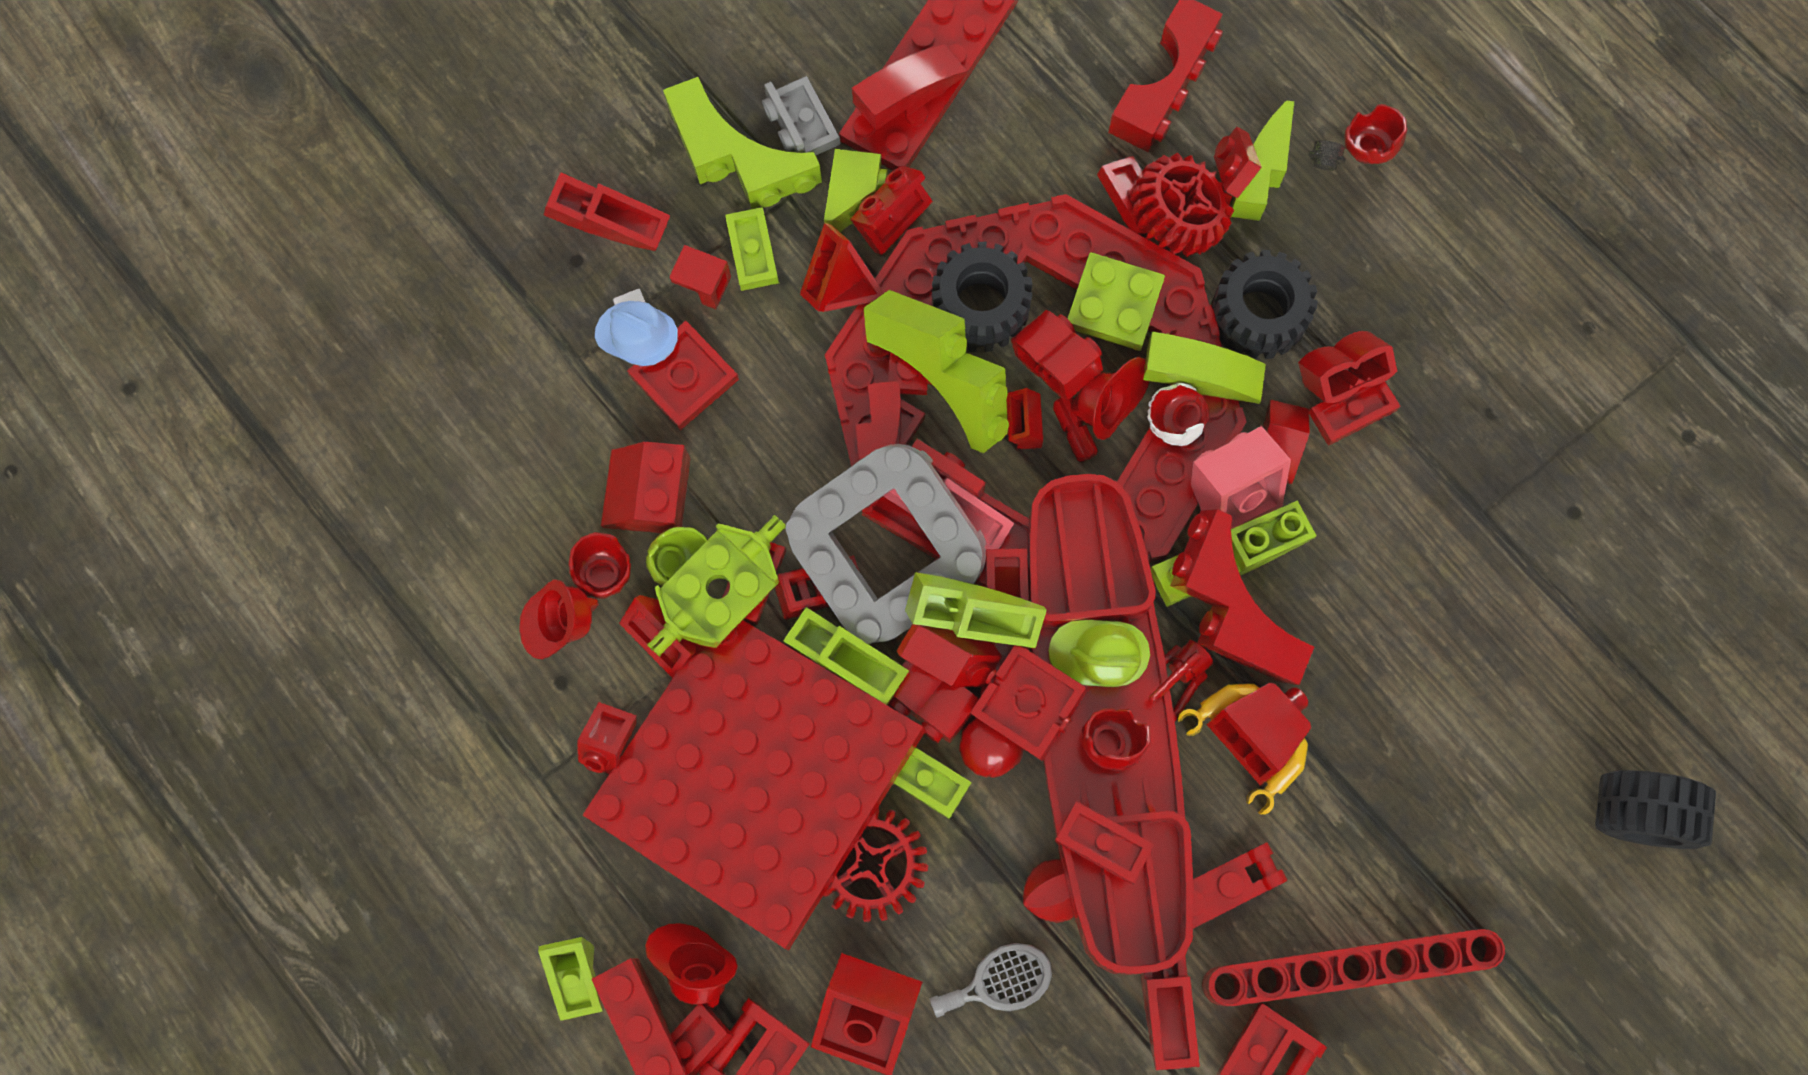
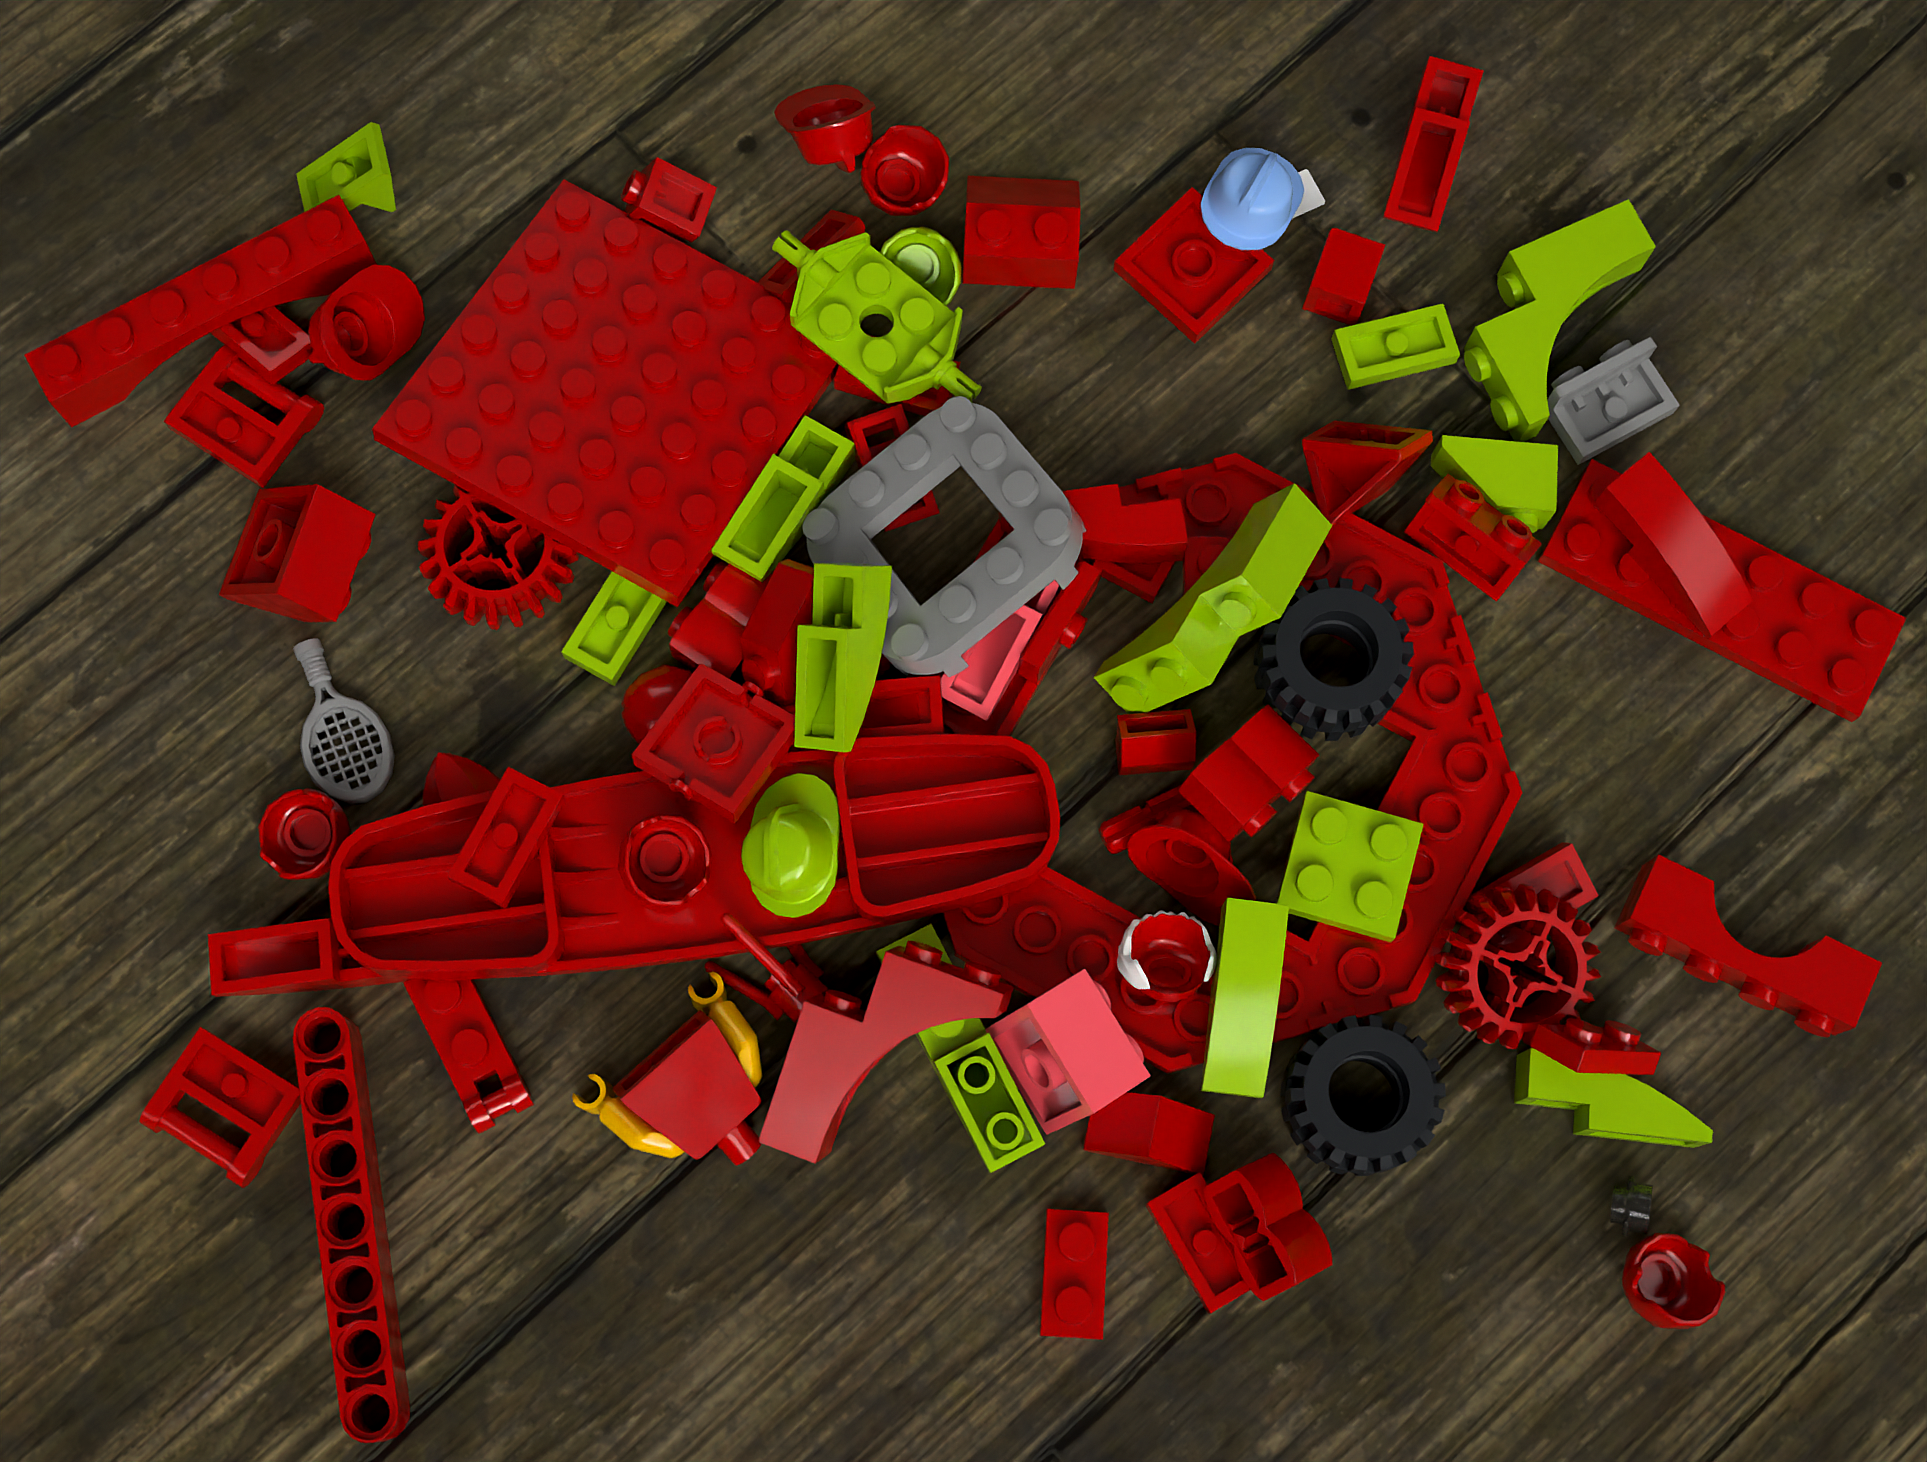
camera: 80 degrees right, 0 degrees up
(1079, 1004) = (302, 833): none -> red hair
(1373, 492) = (1074, 1274): none -> red plate

